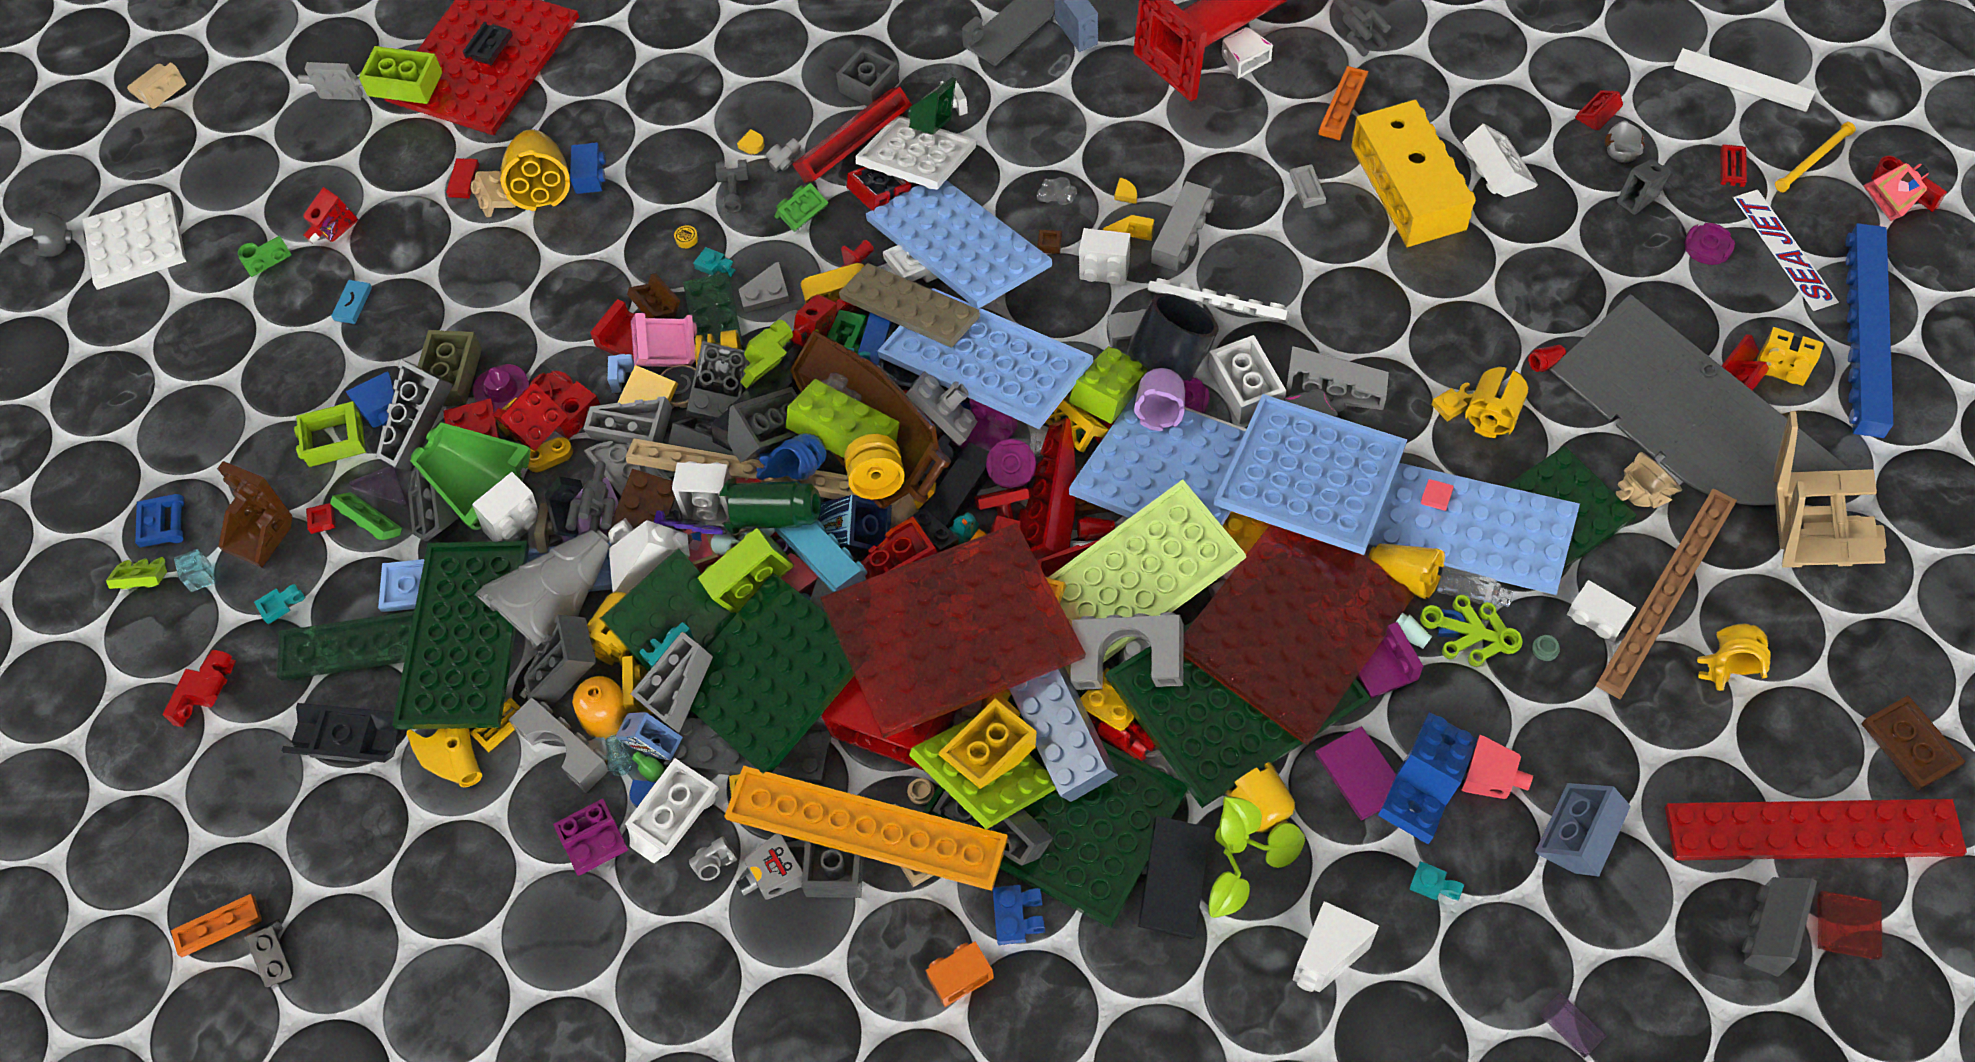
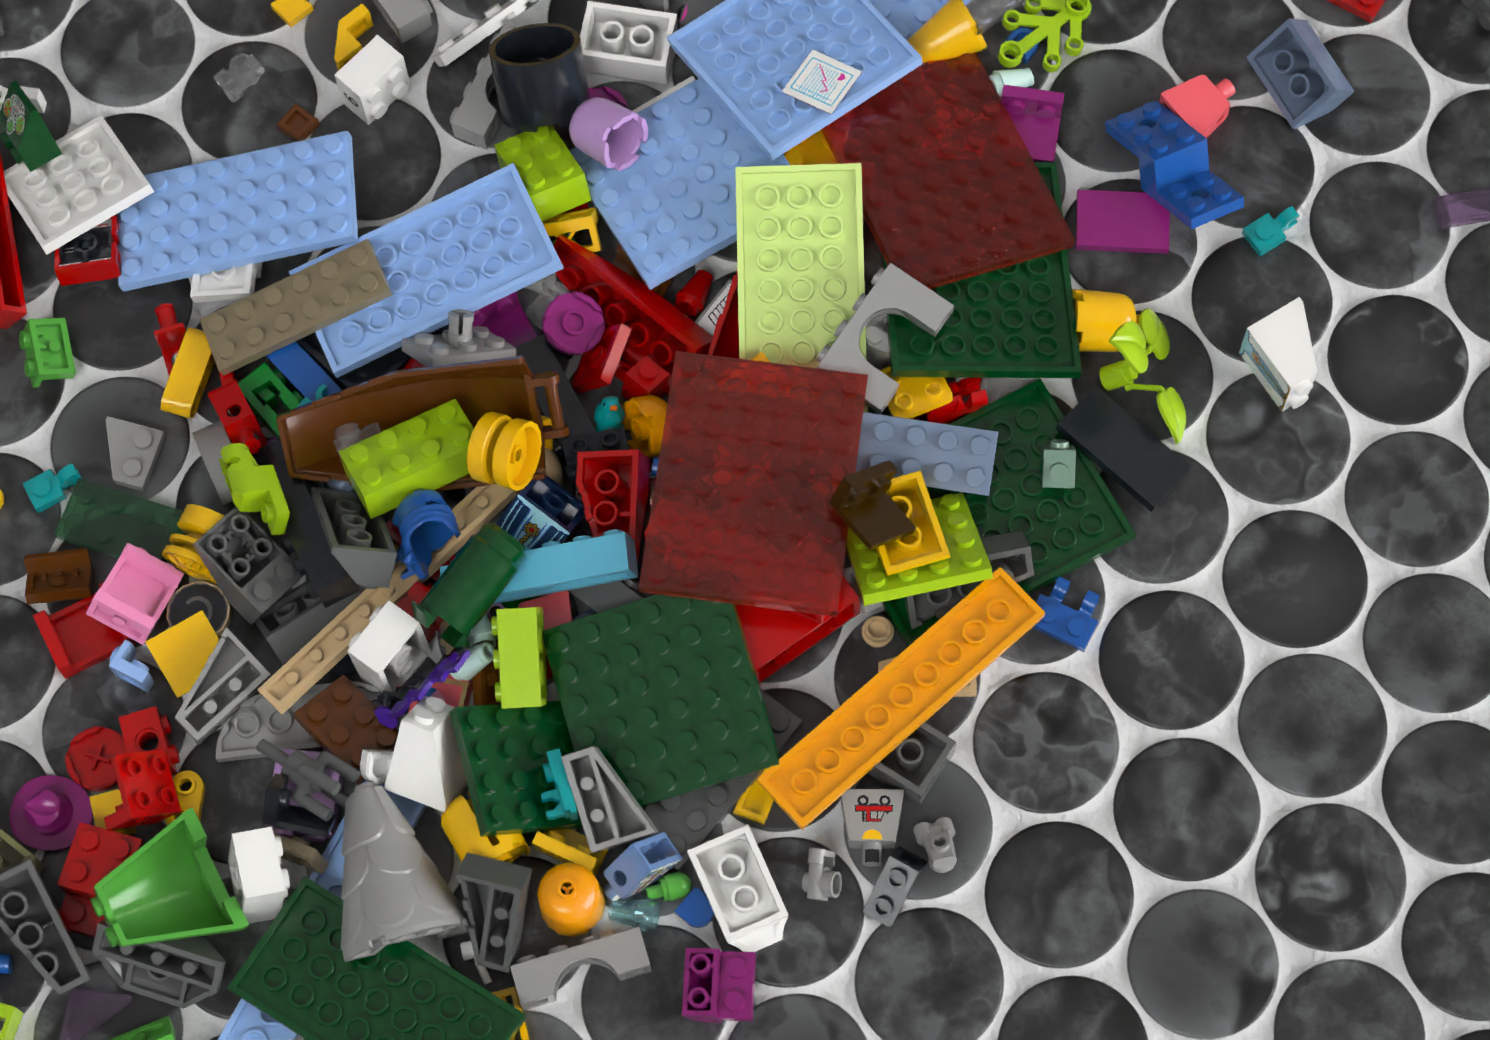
camera: 60 degrees left, 10 degrees up
(734, 910) = (894, 886): none -> bracket
(781, 924) = (938, 843): none -> light grey plate
(959, 973) = (1096, 701): orange brick -> none
(976, 709) = (868, 508): none -> dark brown bracket
(1125, 835) = (1058, 464): none -> sand green bracket
(1296, 499) = (821, 81): none -> white sticker

